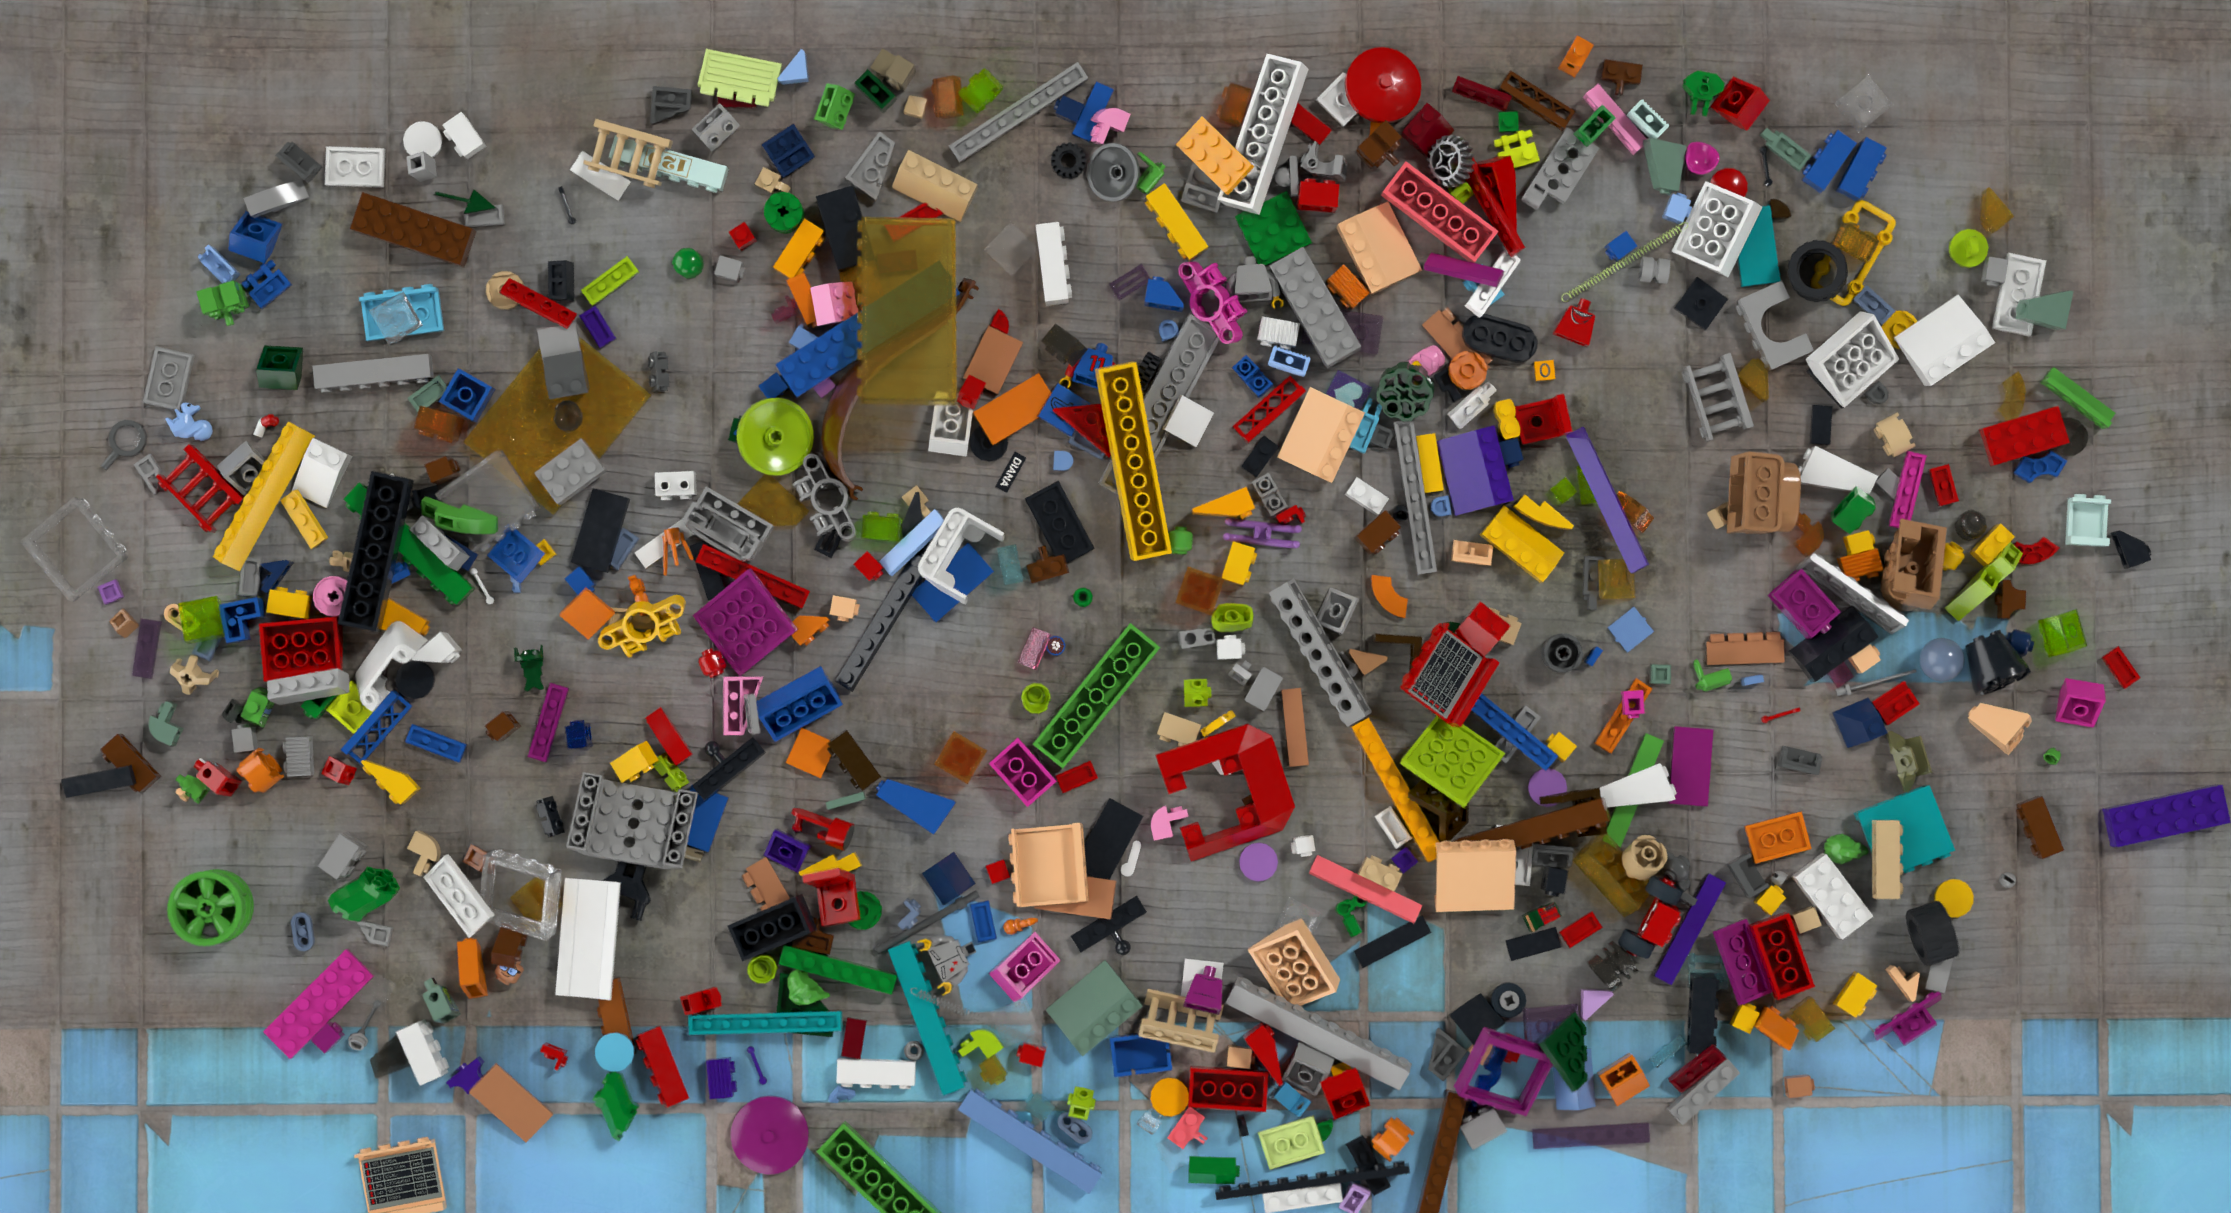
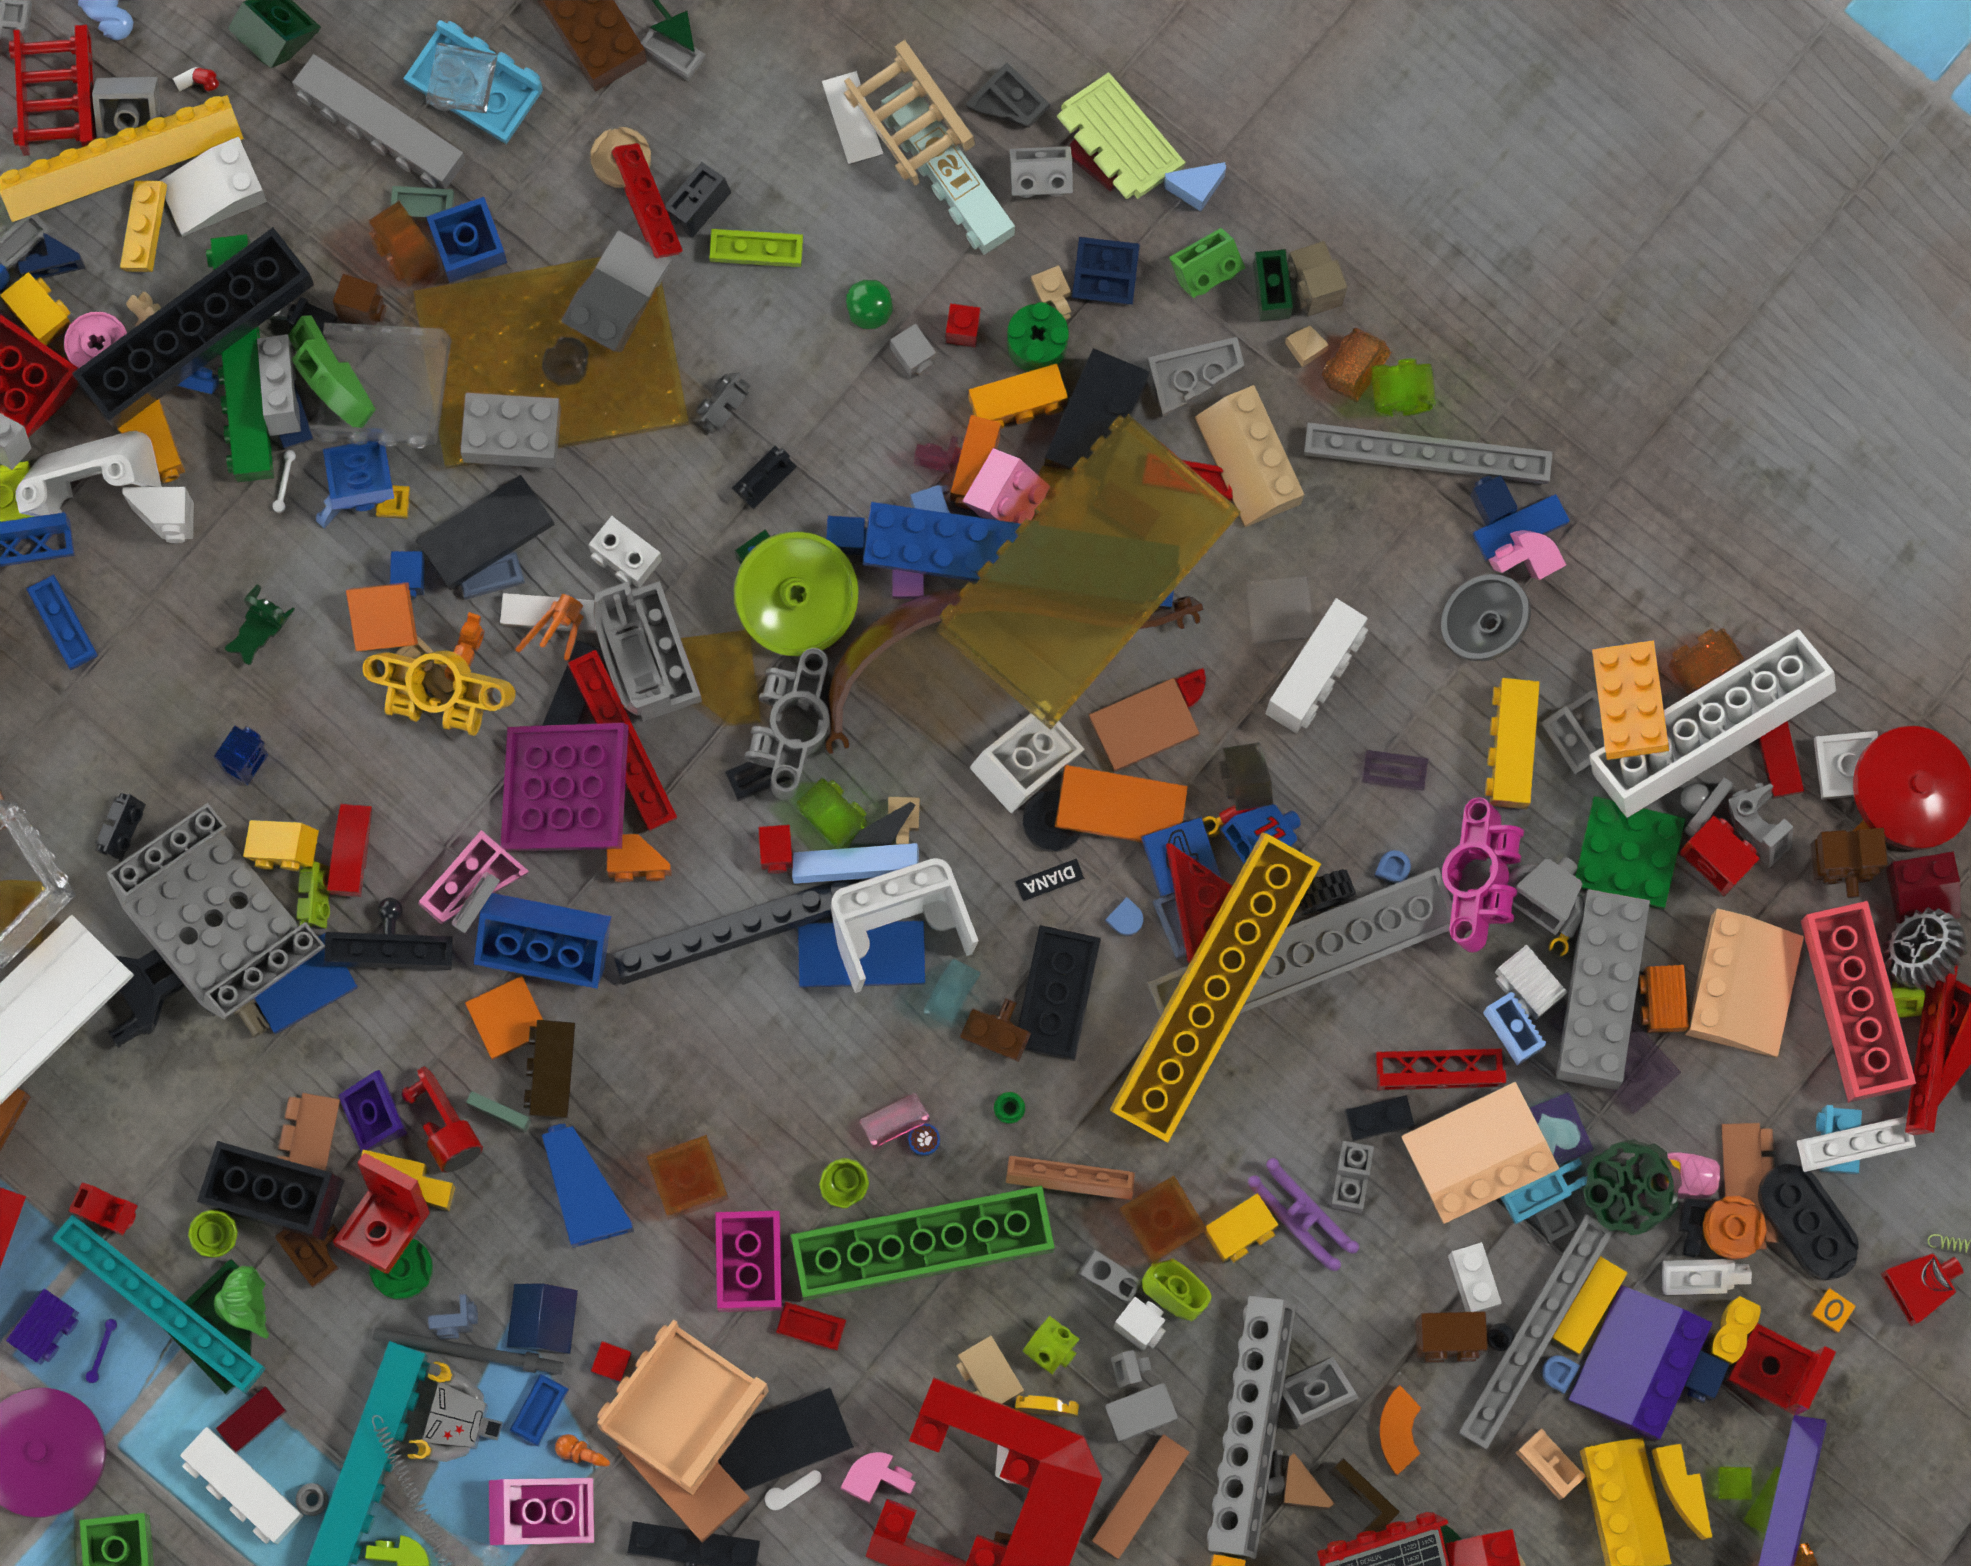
camera: 40 degrees right, 10 degrees down
(415, 679) = (105, 525): black tile -> none
(502, 726) = (159, 666): reddish brown brick -> none
(548, 722) = (219, 711): magenta tile -> none
(572, 220) = (772, 141): black hinge -> none
(597, 327) = (694, 290): dark purple tile -> none
(710, 390) = (764, 477): none -> black hinge
(712, 663) = (480, 804): red head -> none
(838, 969) = (307, 1314): green brick -> none
(841, 1093) = (173, 1476): medium blue tile -> none
(844, 608) = (701, 873): light nougat brick -> none
(971, 392) = (1083, 739): red brick -> none
(1071, 149) = (1441, 542): black tyre -> none
(1139, 606) = (1070, 1177): none -> nougat tile
(1151, 175) = (1530, 660): bright green piece -> none
(1162, 296) = (1420, 816): blue slope -> none
(1180, 540) = (1191, 1139): bright green head -> none
(1188, 420) = (1325, 998): white tile -> none
(1231, 505) = (1293, 1145): light orange slope -> none
(1252, 376) = (1452, 1011): blue slope -> none
(1287, 515) = (1354, 1219): red bracket -> none
(1463, 269) = (1832, 1096): magenta tile -> none

